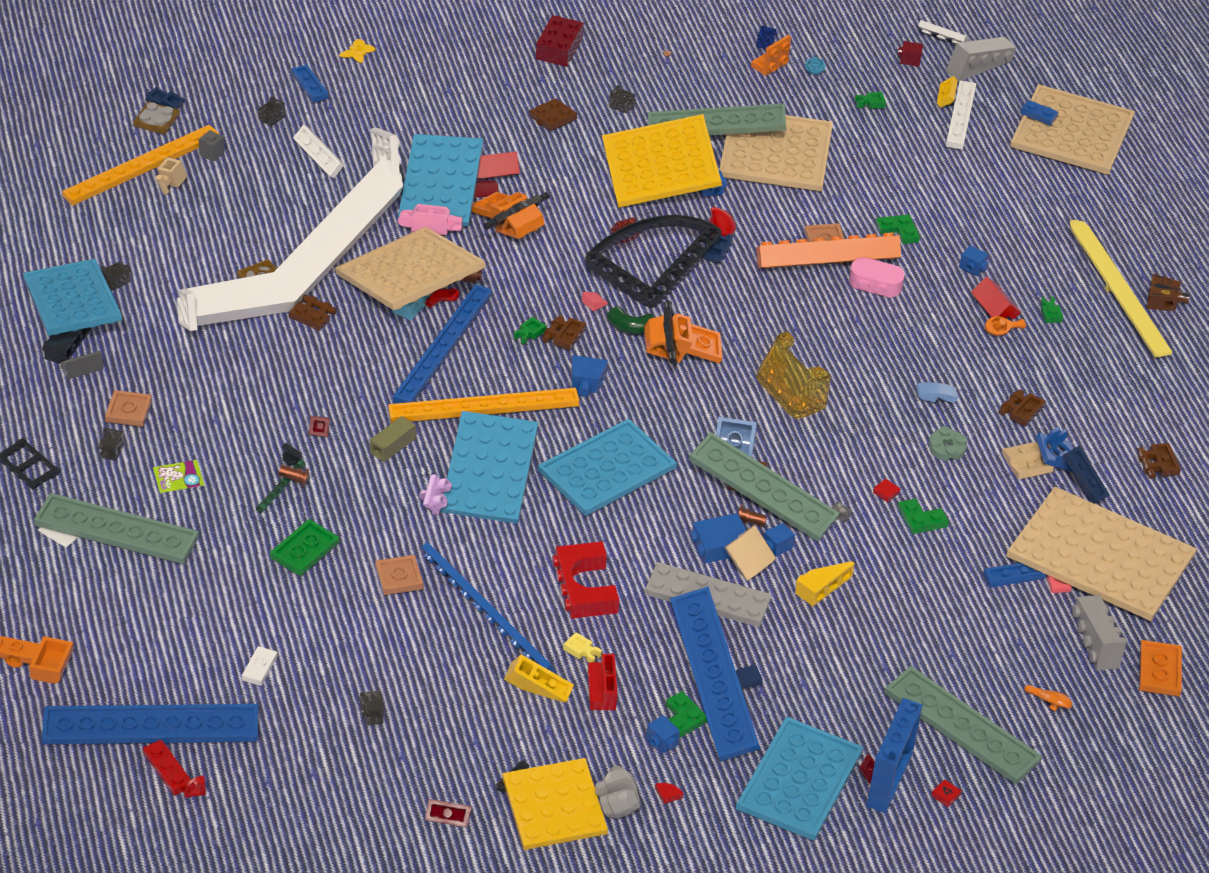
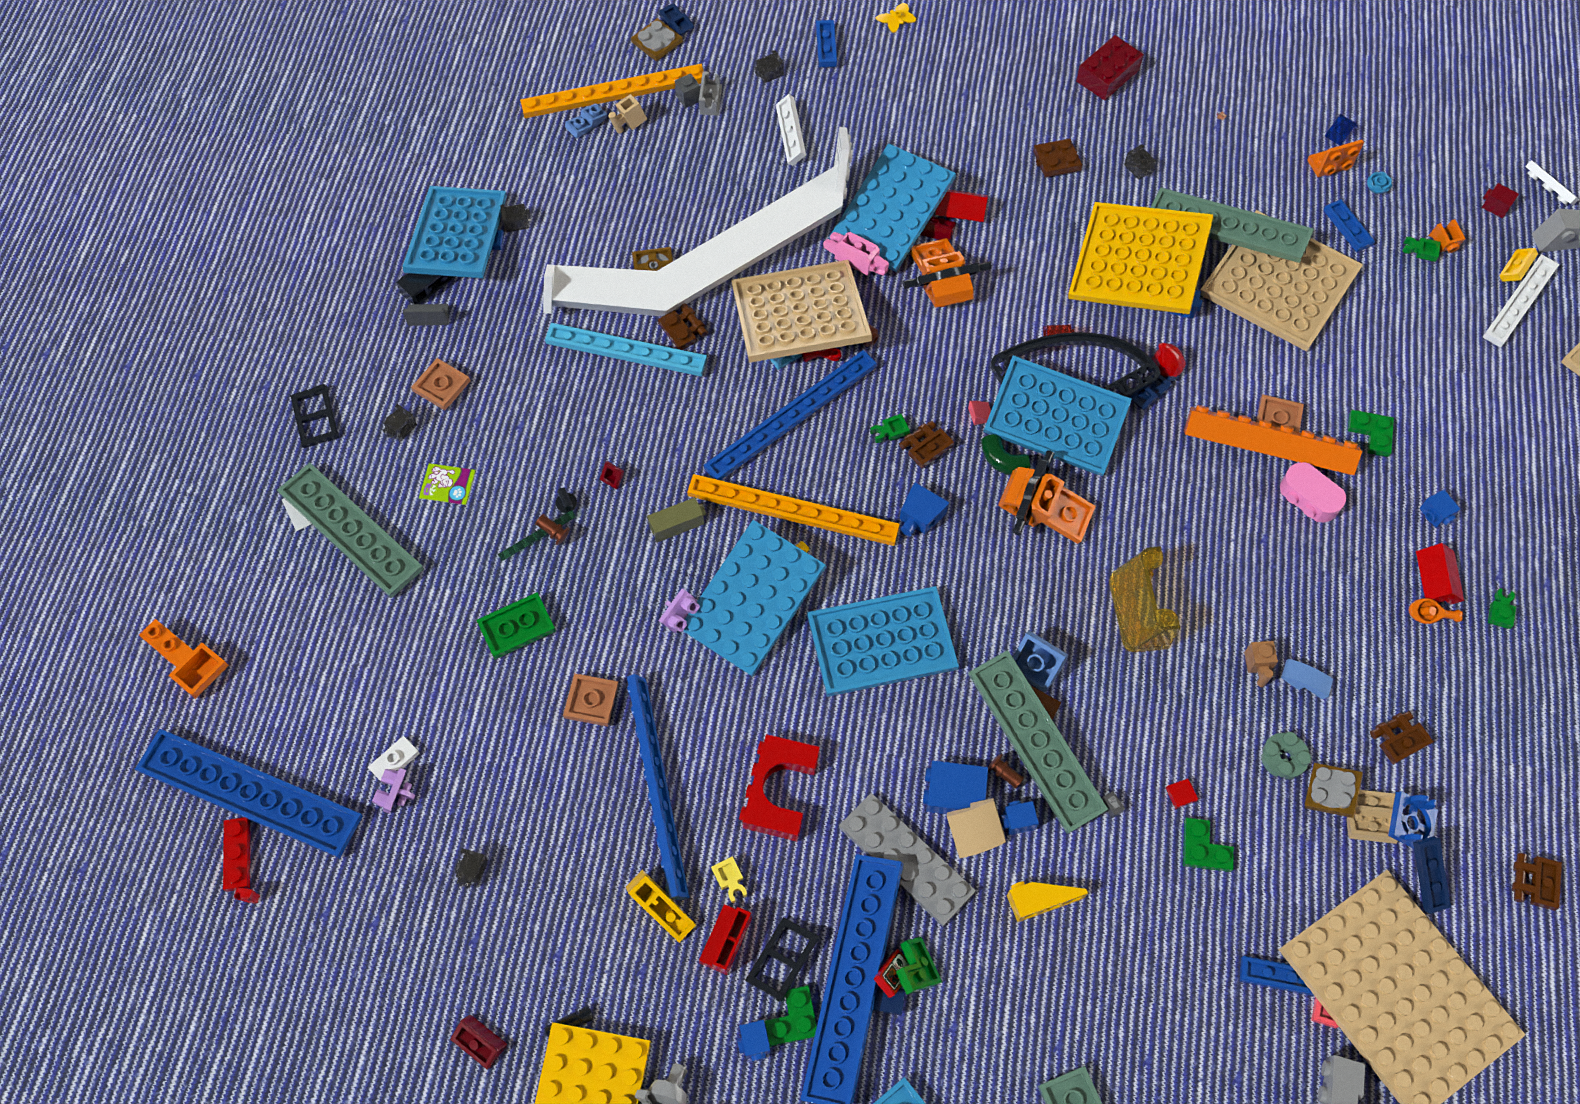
camera: 30 degrees right, 20 degrees up
(132, 191) = (587, 121): none -> medium blue slope
(232, 147) = (710, 95): none -> light grey hinge
(274, 339) = (626, 349): none -> medium azure plate
(277, 681) = (394, 779): none -> lavender hips
(648, 277) = (1057, 414): none -> dark azure plate
(658, 703) = (796, 966): none -> black window
(742, 657) = (887, 976): none -> tile
(757, 651) = (921, 970): none -> green plate
(807, 101) = (1349, 225): none -> blue tile
(887, 85) = (1450, 237): none -> orange window
(898, 390) = (1261, 659): none -> medium nougat brick
(992, 451) = (1333, 790): none -> light grey piece

